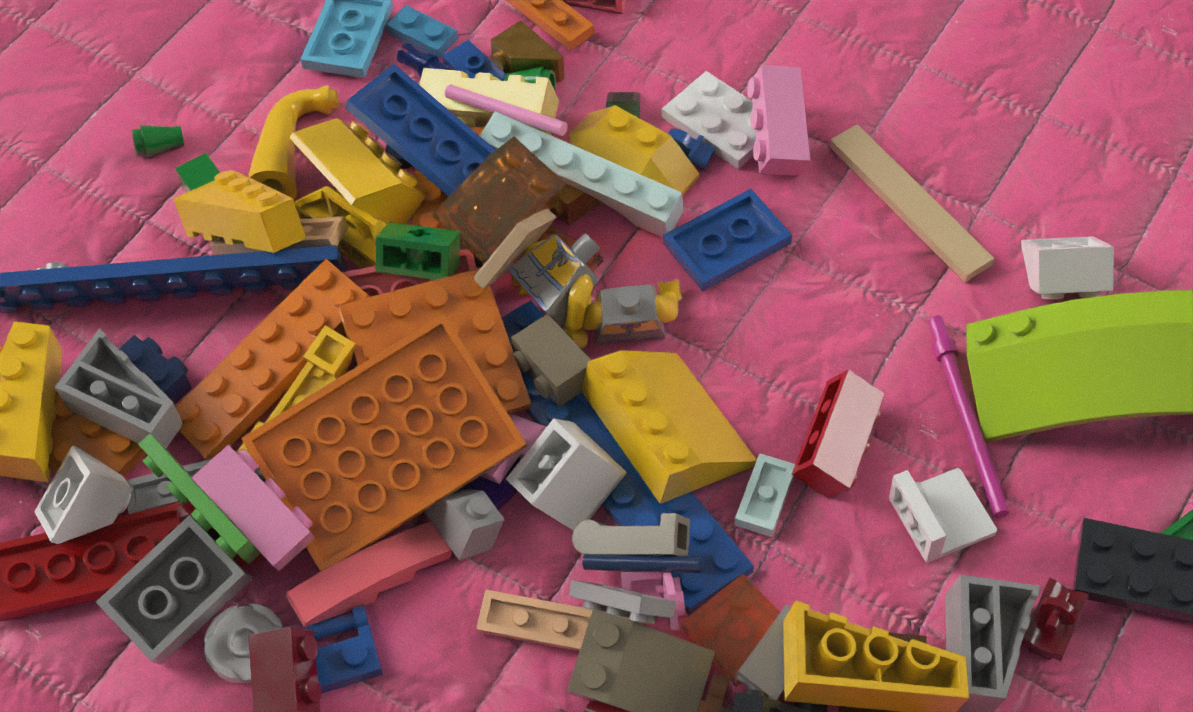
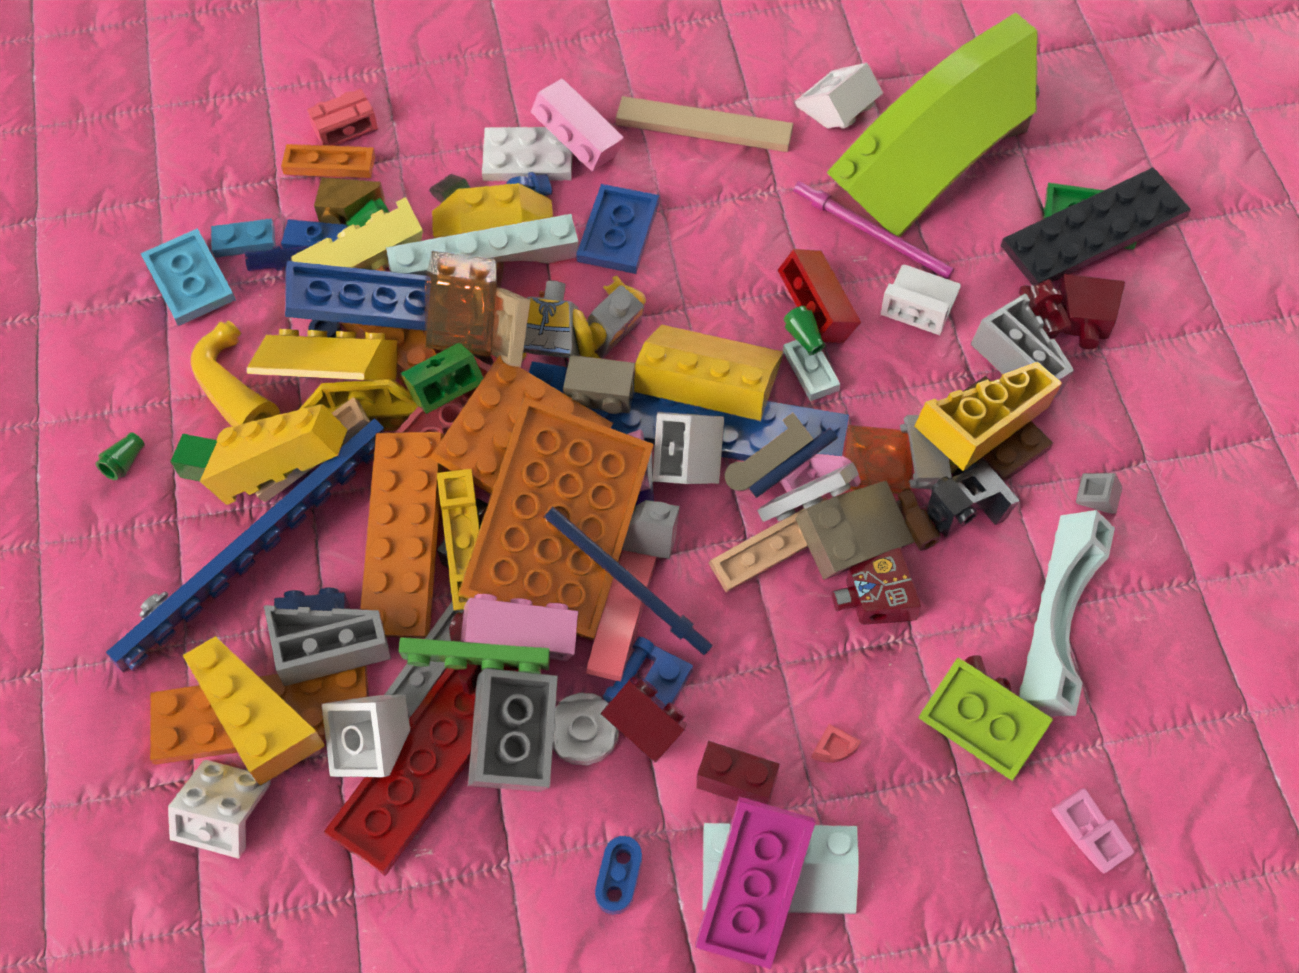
camera: 45 degrees left, 5 degrees up
(403, 625) = (680, 625): none -> dark blue bar
(520, 114) = (397, 239): bright pink bar -> none
(786, 451) = (804, 329): none -> green cone
(1108, 658) = (1091, 307): none -> dark red torso

